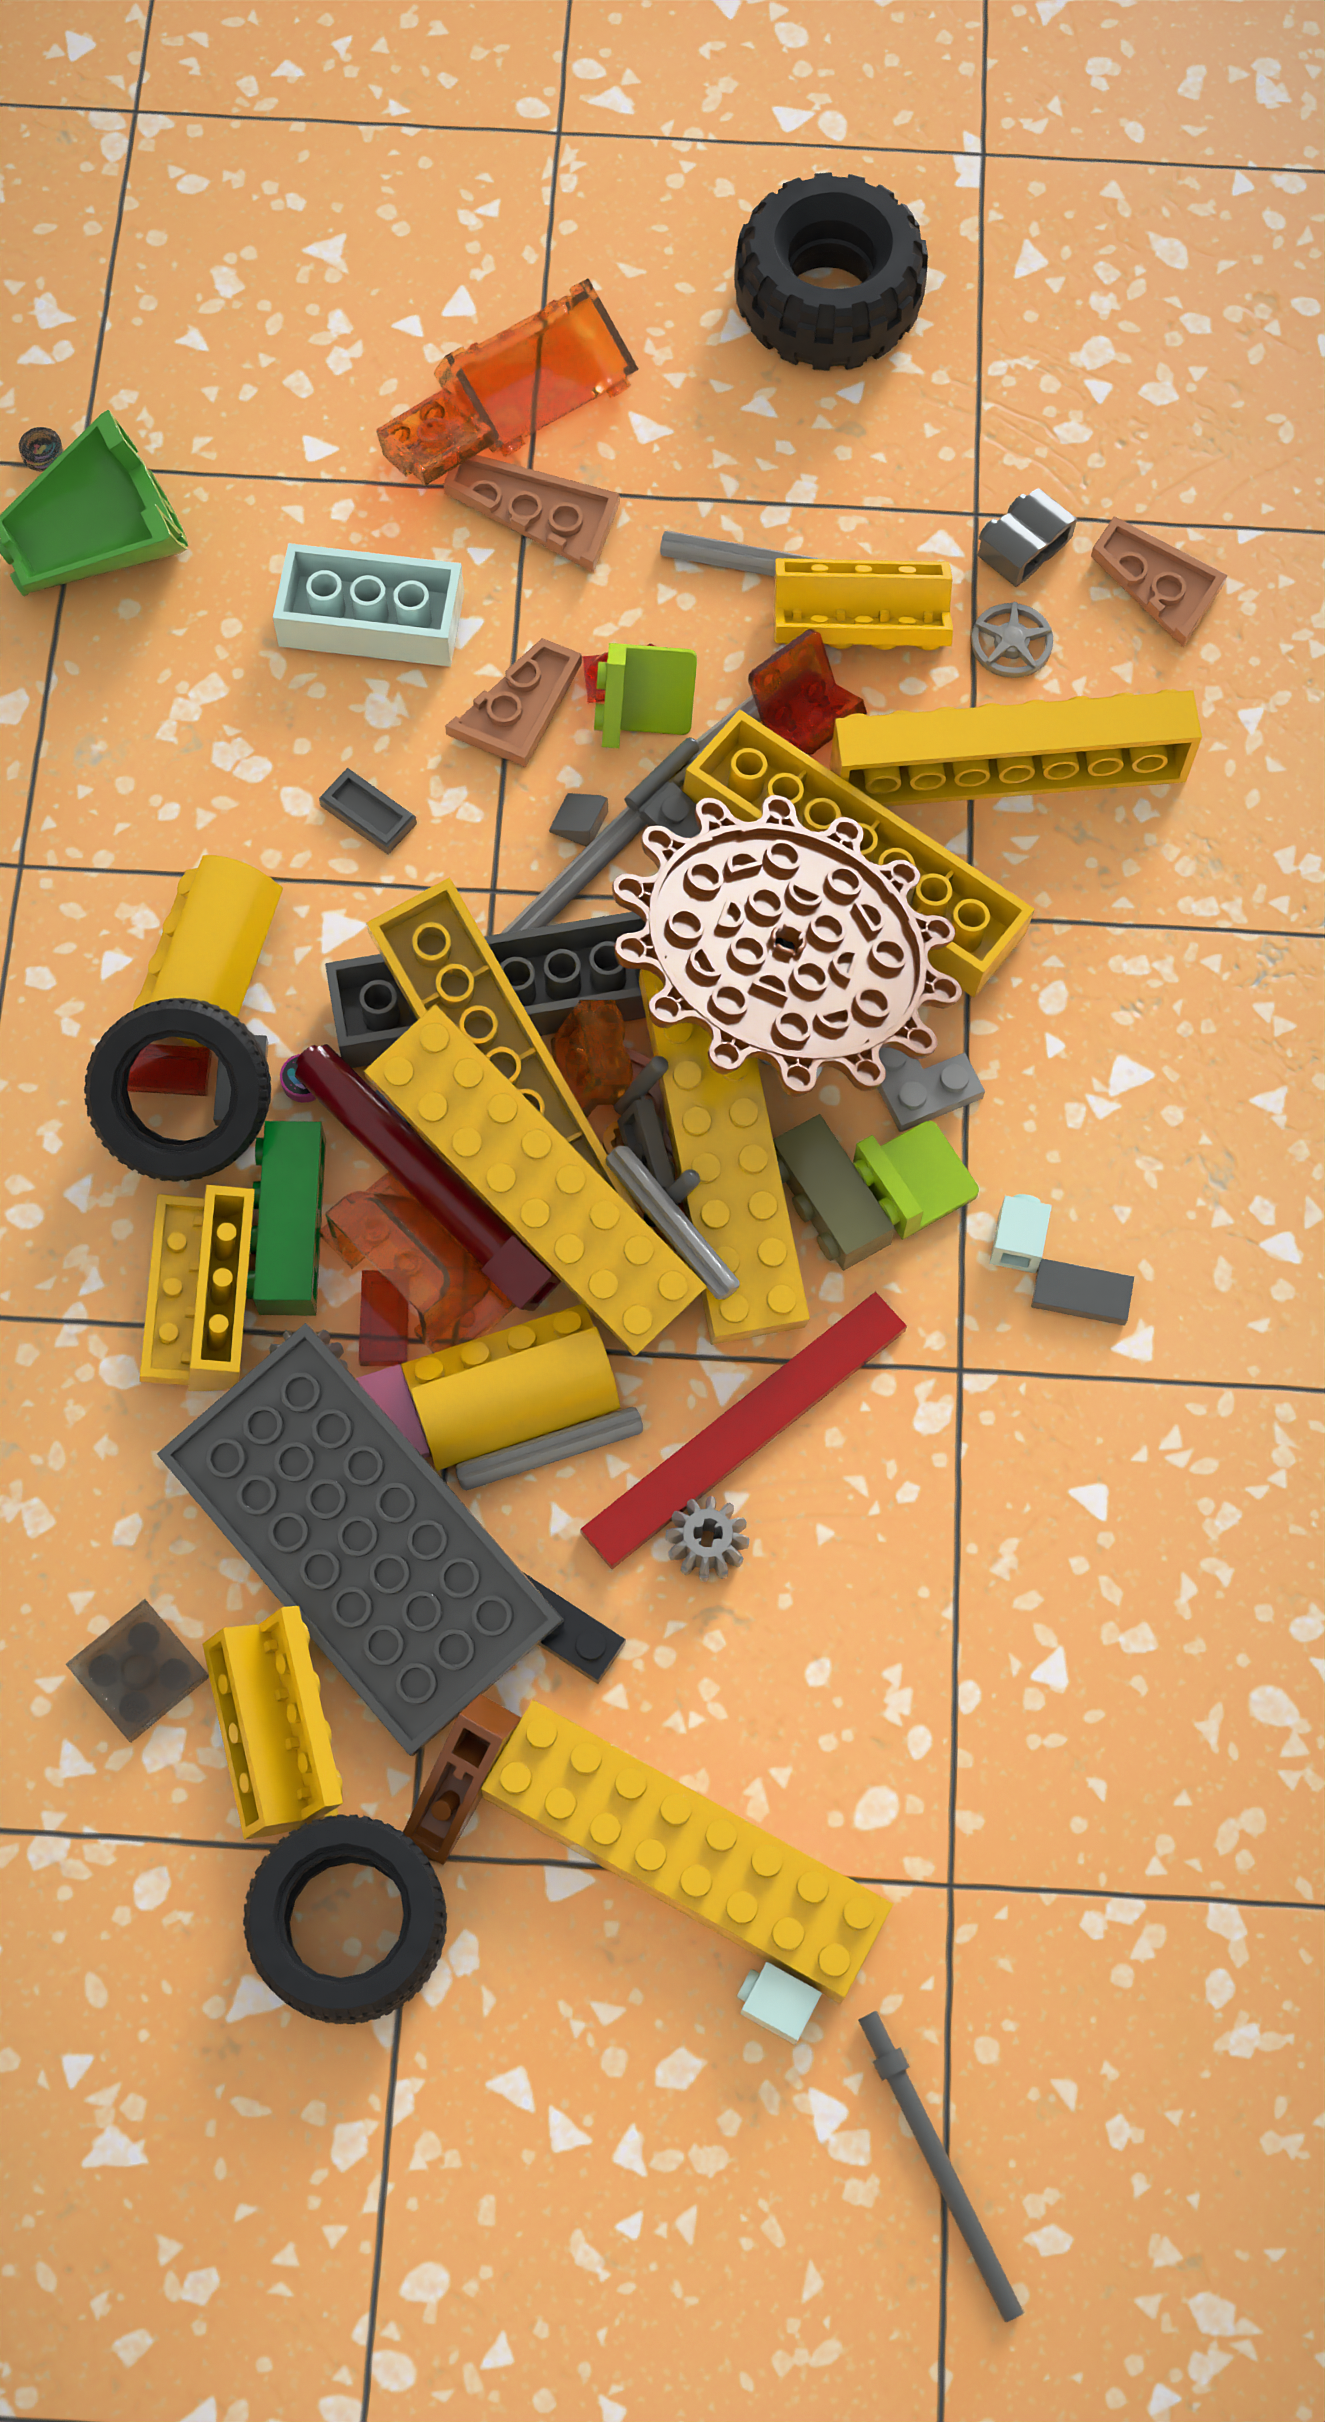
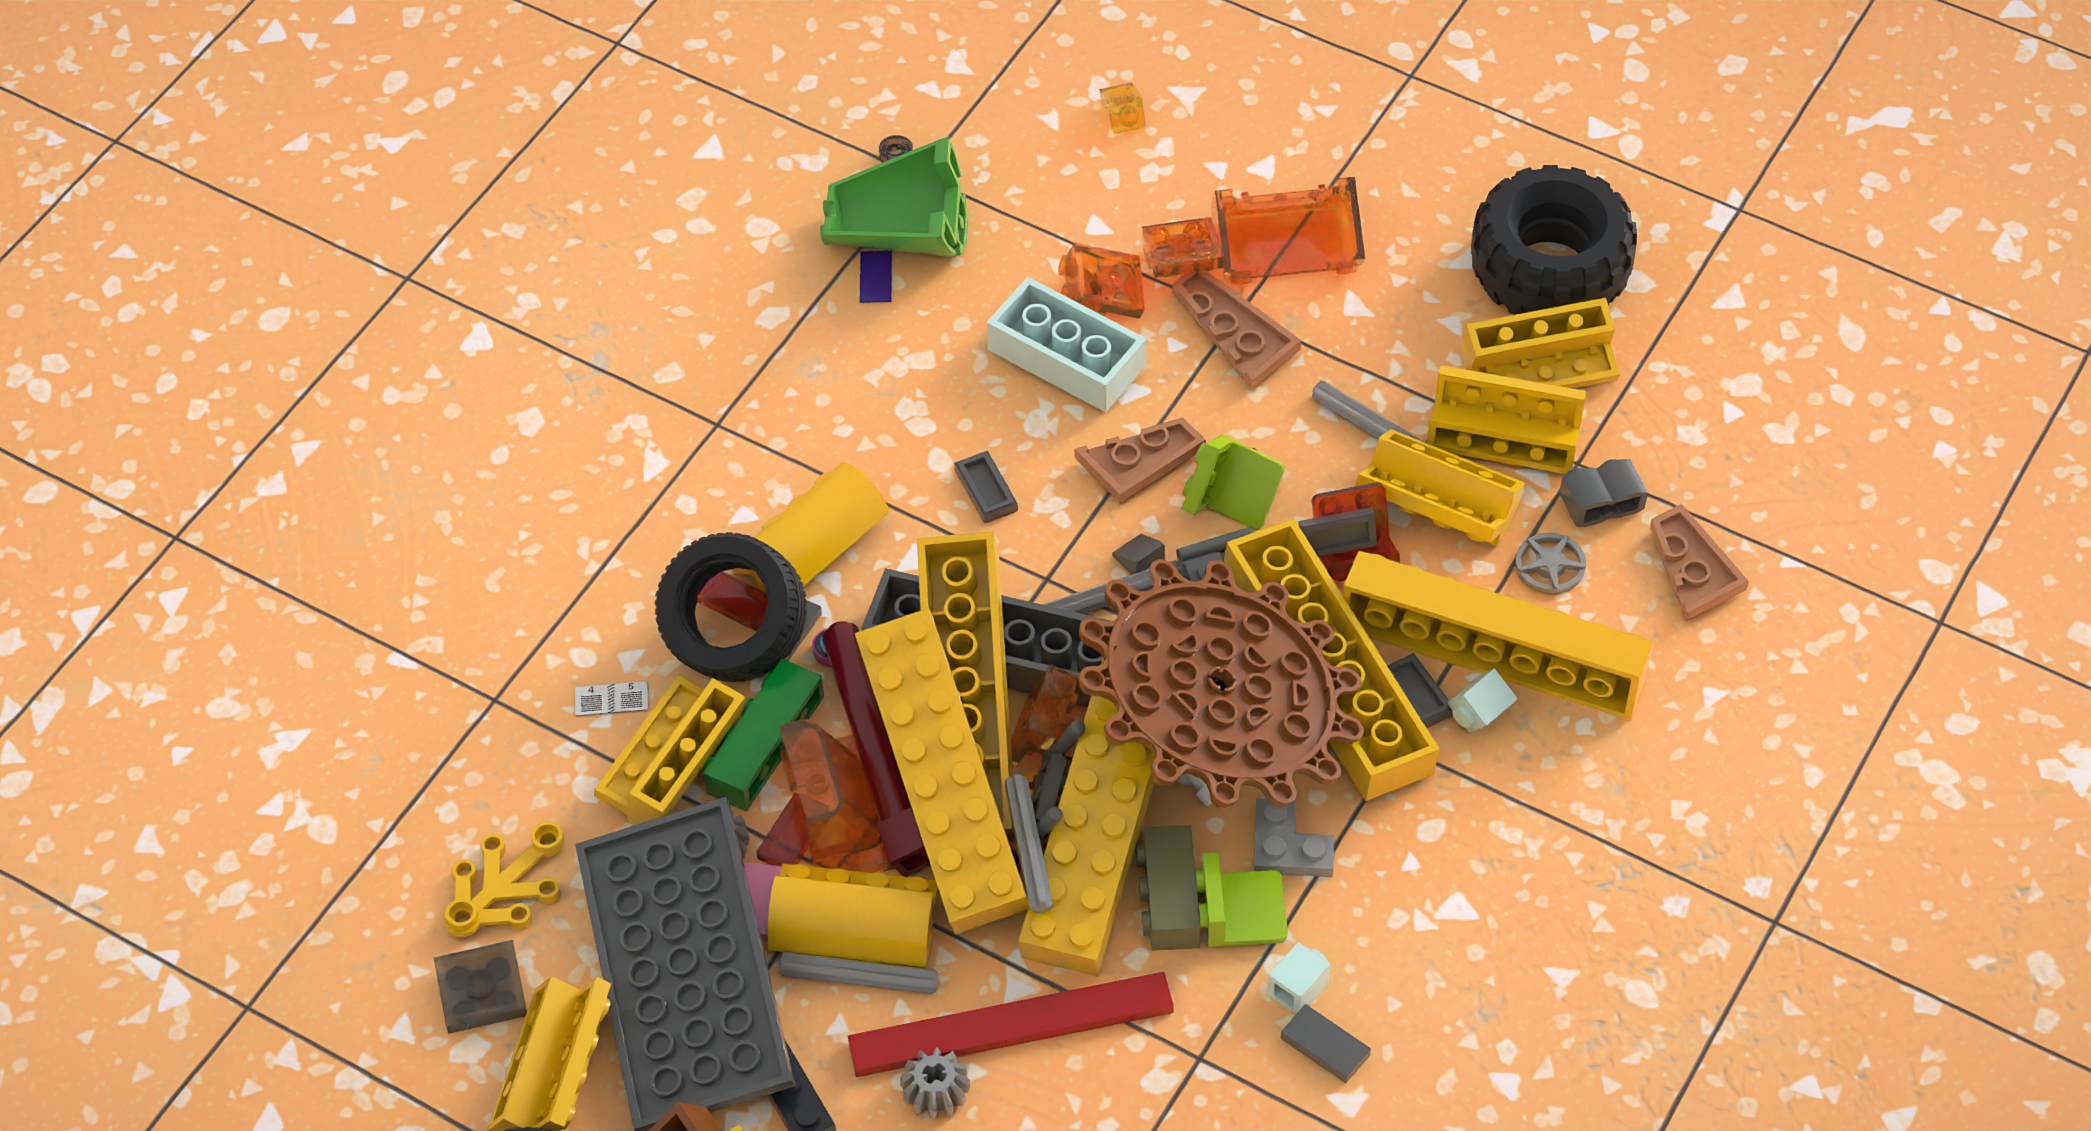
camera: 30 degrees right, 15 degrees down
(86, 1250) = (611, 698): none -> white sticker
(89, 1537) = (502, 885): none -> yellow plant
(101, 610) = (875, 276): none -> dark purple sticker
(272, 291) = (1124, 107): none -> clear yellow bracket
(365, 511) = (1103, 280): none -> clear orange plate
(791, 699) = (1341, 532): none -> dark grey tile
(880, 404) = (1546, 346): none -> yellow brick
(888, 497) = (1506, 419): none -> yellow brick
(963, 841) = (1421, 690): none -> dark grey tile
(1036, 830) = (1481, 701): none -> light aqua brick

